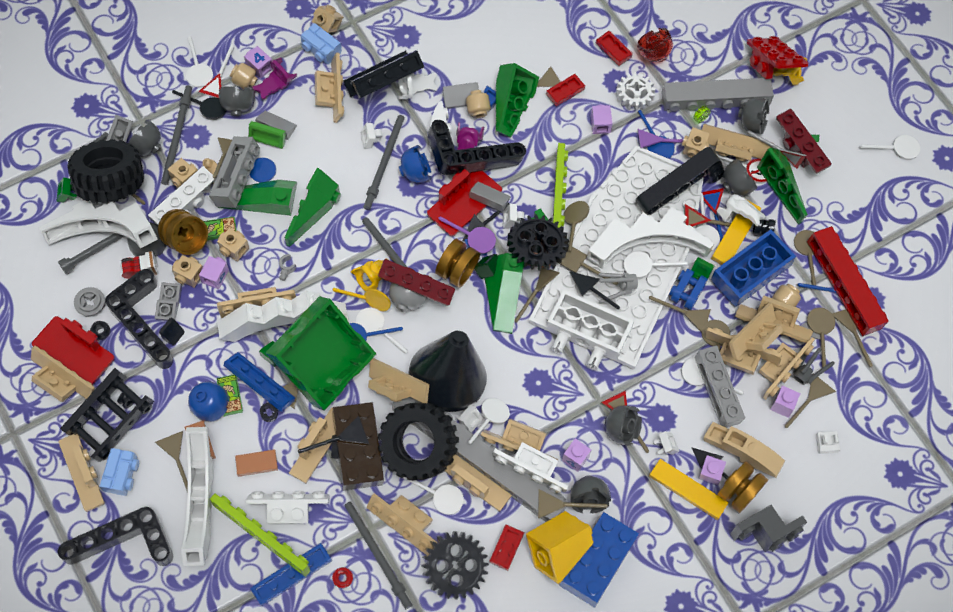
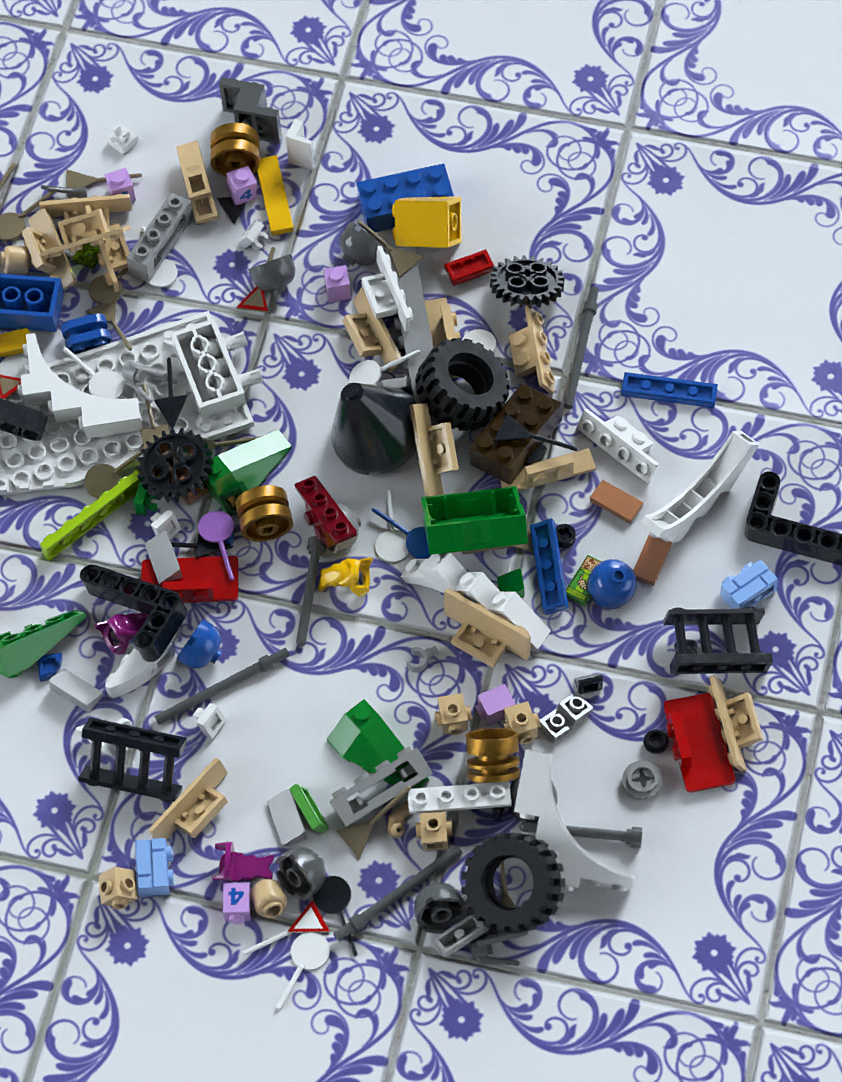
camera: 130 degrees left, 5 degrees down
(64, 192) = (569, 922): green tile -> none
(81, 472) = (783, 616): tan bracket -> none
(131, 266) = (567, 776): leg -> none
(135, 322) = (615, 717): black beam -> none
(172, 446) = (679, 579): dark tan piece -> none
(218, 226) = (448, 752): tile -> none
(263, 170) = (345, 776): blue piece -> none
(268, 539) = (665, 422): lime plate -> none
(319, 200) = (333, 691): green wedge -> none
(342, 571) = (628, 346): red plate -> none
(373, 297) = (373, 553): yellow piece -> none
(478, 104) = (72, 658): tan head -> none
(702, 268) = (53, 340): green tile -> none
(710, 529) = (298, 148): none -> white panel

